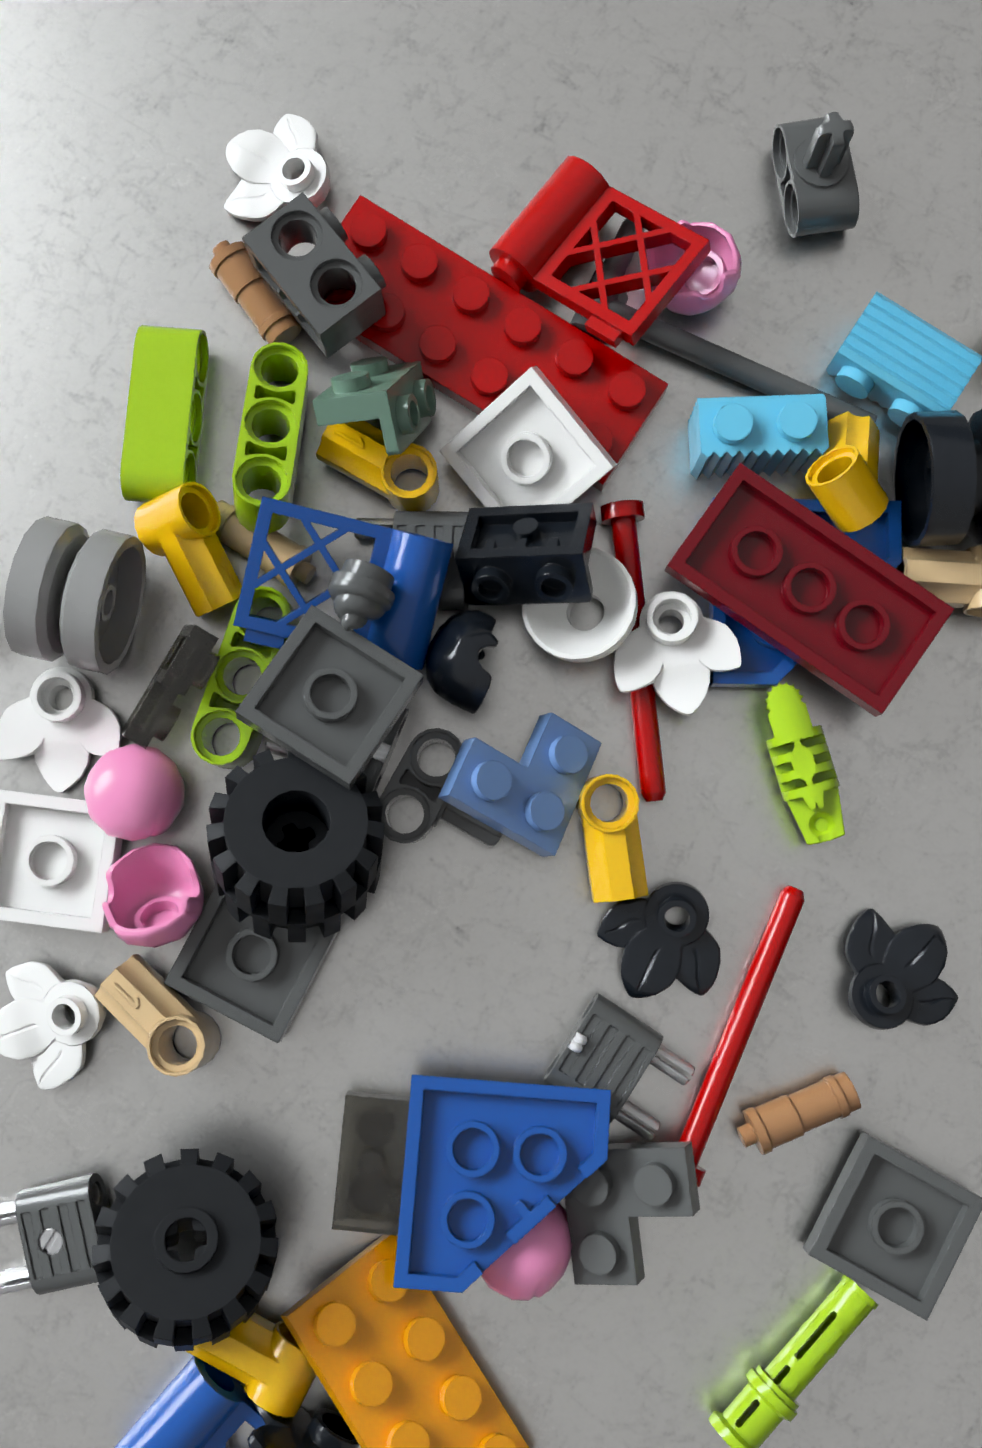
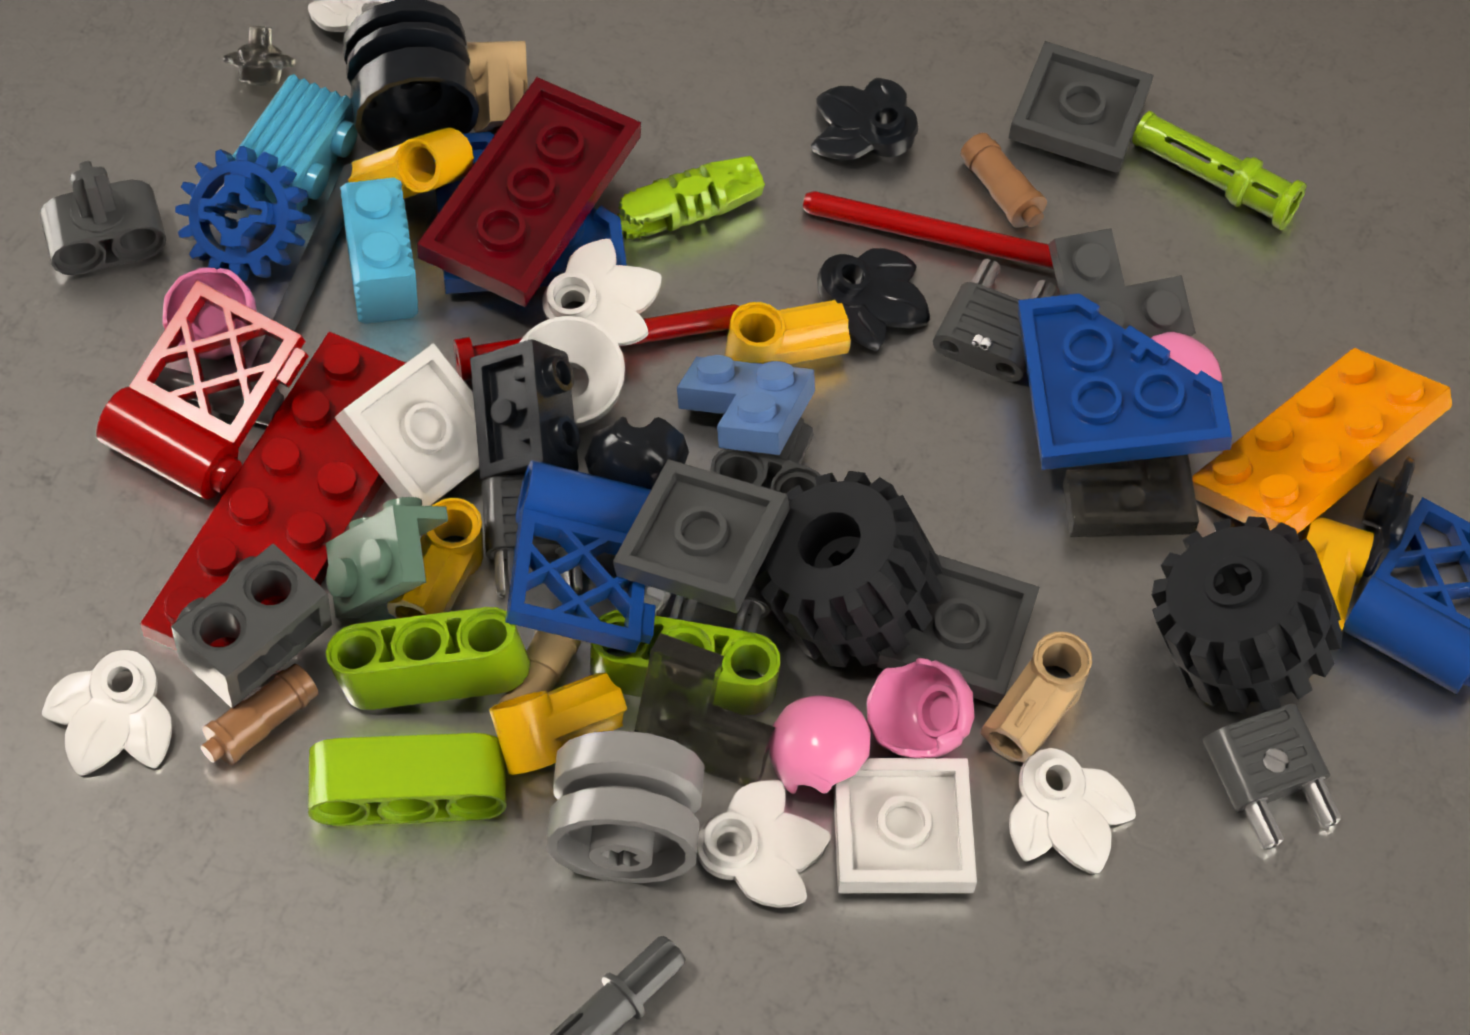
camera: 105 degrees left, 25 degrees down
(360, 593) = (596, 517): dark grey plate -> none
(810, 302) = (241, 190): none -> blue gear

